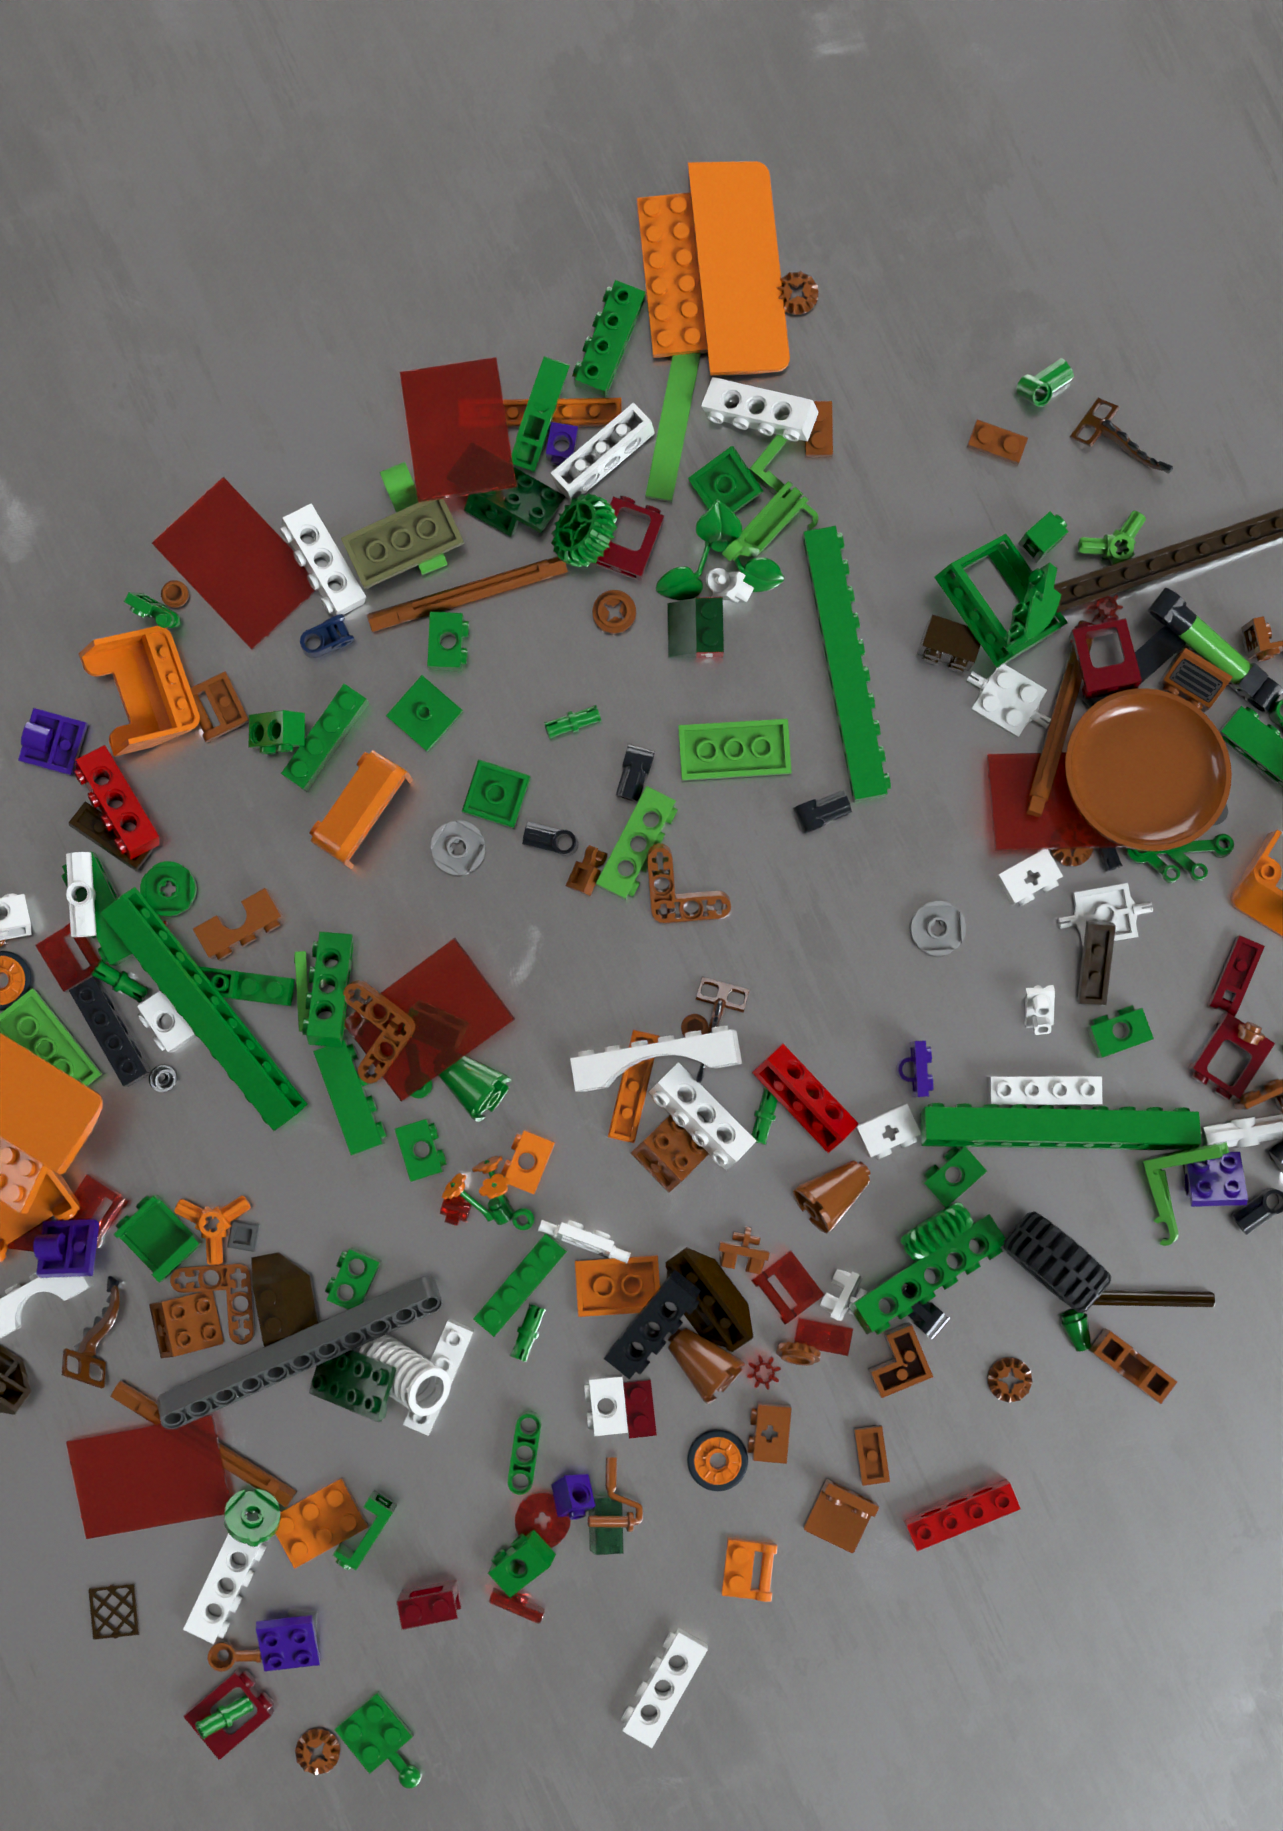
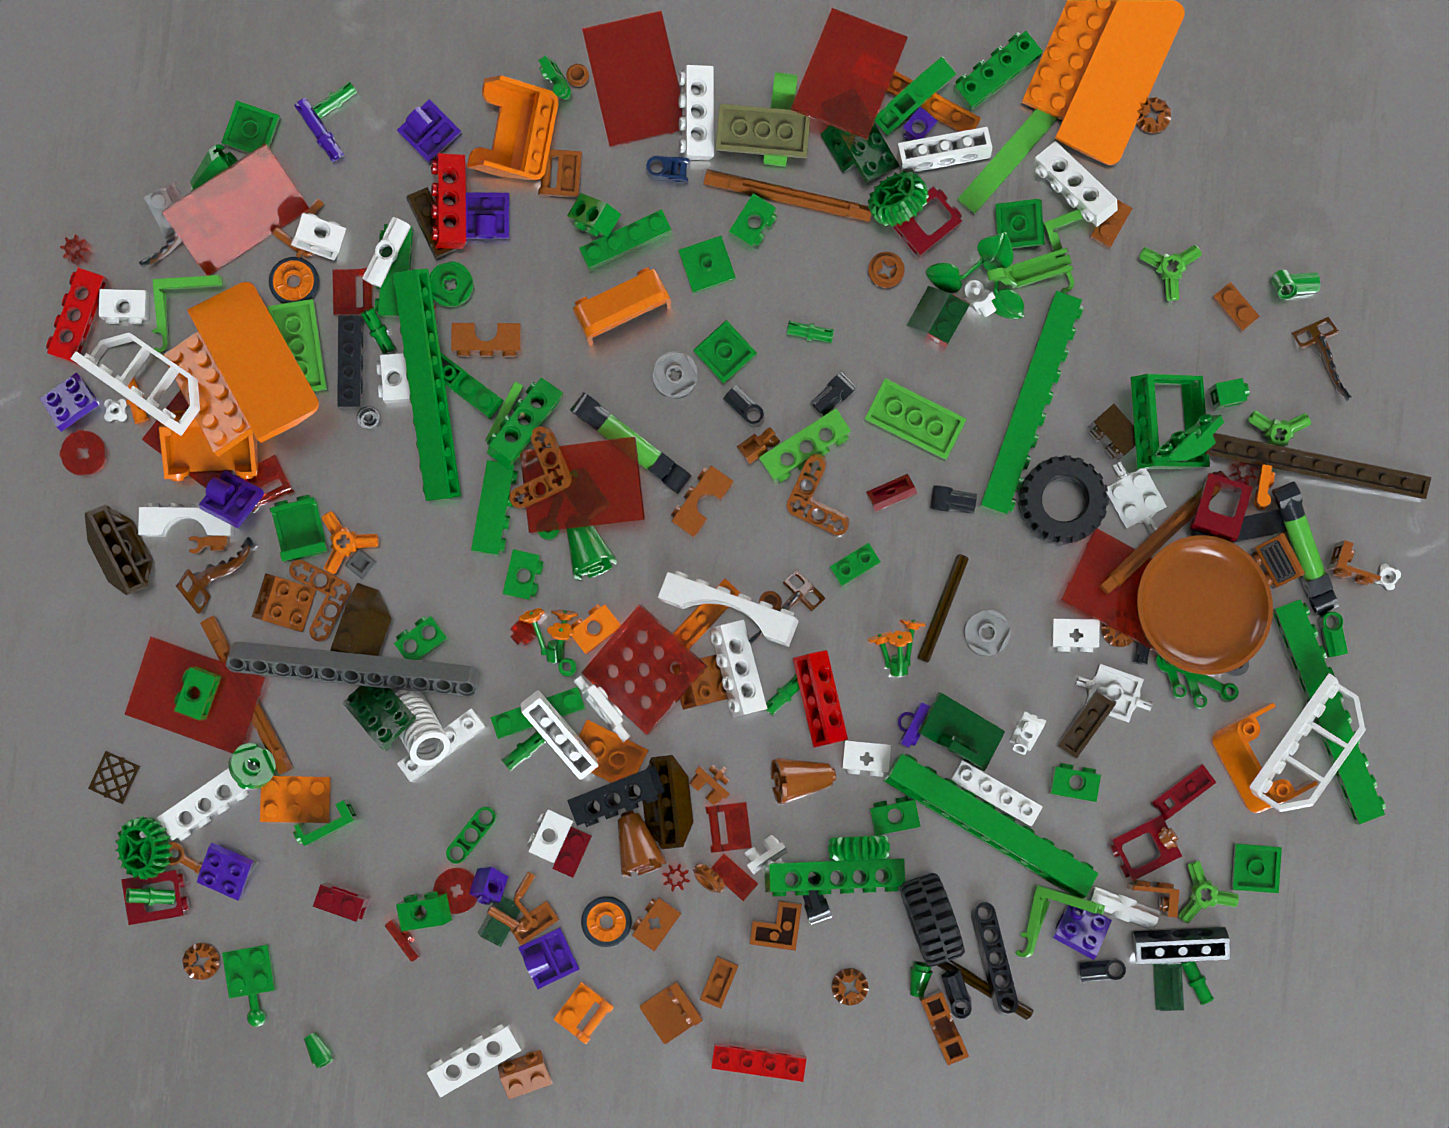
camera: 30 degrees right, 0 degrees up
(78, 1304) = (215, 543): none -> dark orange plate
(153, 1457) = (206, 683): none -> green brick
(165, 794) = (487, 215): none -> dark purple plate
(187, 1669) = (143, 853): none -> green gear
(425, 942) = (648, 456): none -> black piece
(495, 1774) = (318, 1051): none -> green cone
(556, 1296) = (559, 734): none -> white brick
(557, 988) = (711, 484): none -> dark orange arch
(625, 1137) = (612, 654): none -> clear red piece
(649, 1495) = (543, 917): none -> dark orange plate
(680, 1534) = (548, 958): none -> dark purple plate
(725, 1671) = (524, 1074): none -> bracket
(754, 840) = (891, 492): none -> dark red plate
(760, 937) = (854, 564): none -> green brick
(865, 1012) = (899, 663): none -> plant
(877, 929) = (943, 608): none -> dark brown axle
(895, 440) = (1180, 262): none -> bright green bush
(953, 711) = (1091, 485): none -> black tyre
(972, 1047) = (961, 731): none -> dark green bracket
(1125, 1321) = (957, 992): none -> black piece
(1133, 606) = (1265, 481): none -> orange plate
(1157, 1266) = (992, 970): none -> black beam

